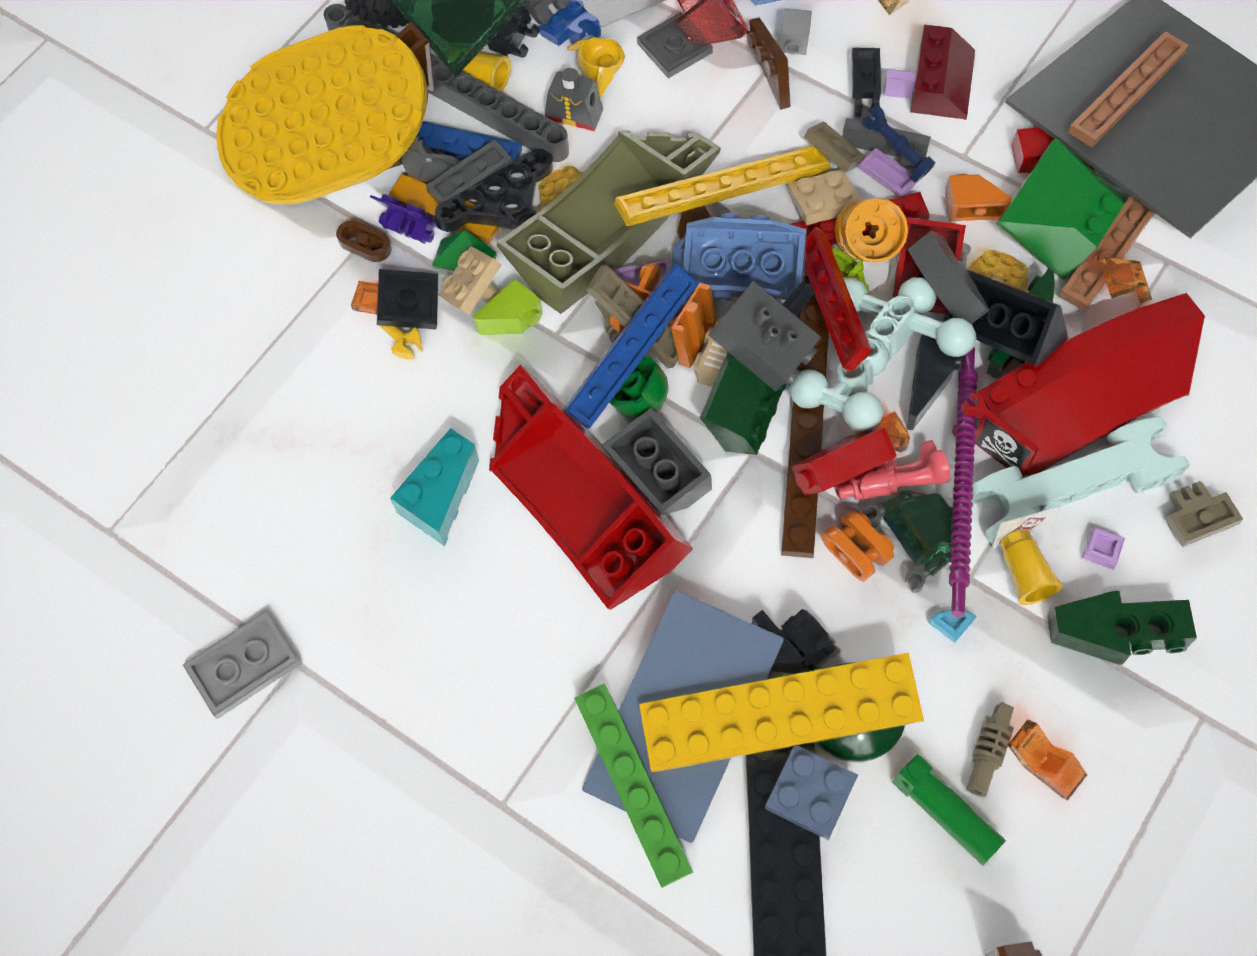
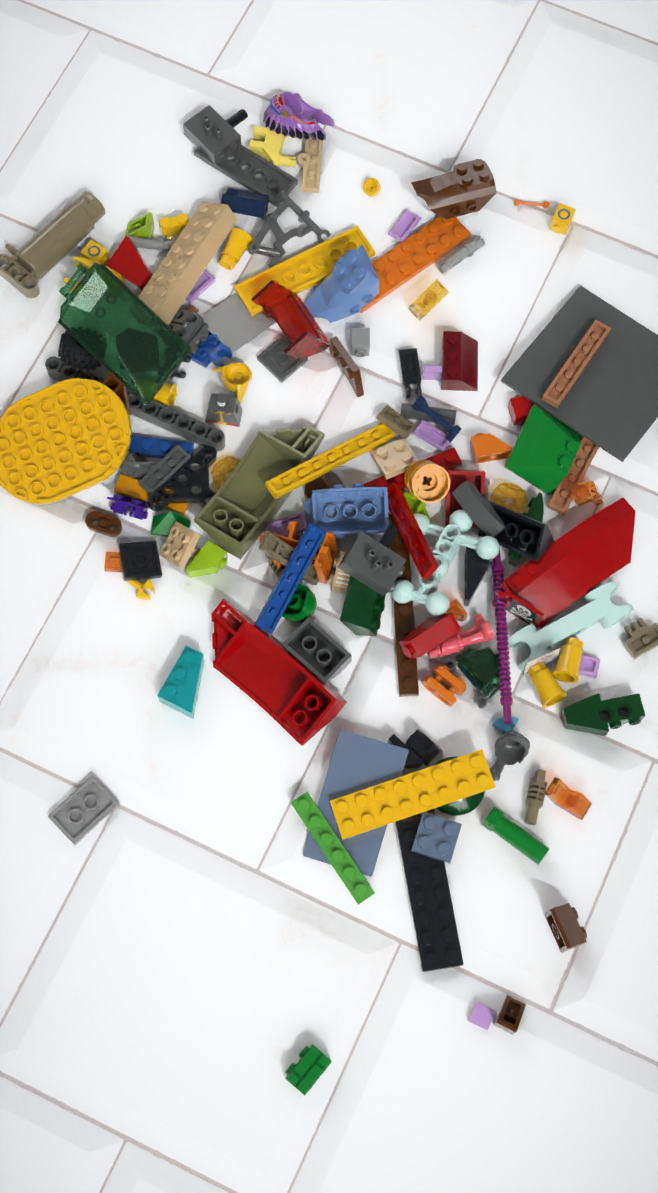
camera: 15 degrees left, 5 degrees up
(954, 663) = (509, 749): none -> dark grey piece
(1072, 535) = (569, 661): none -> yellow plant

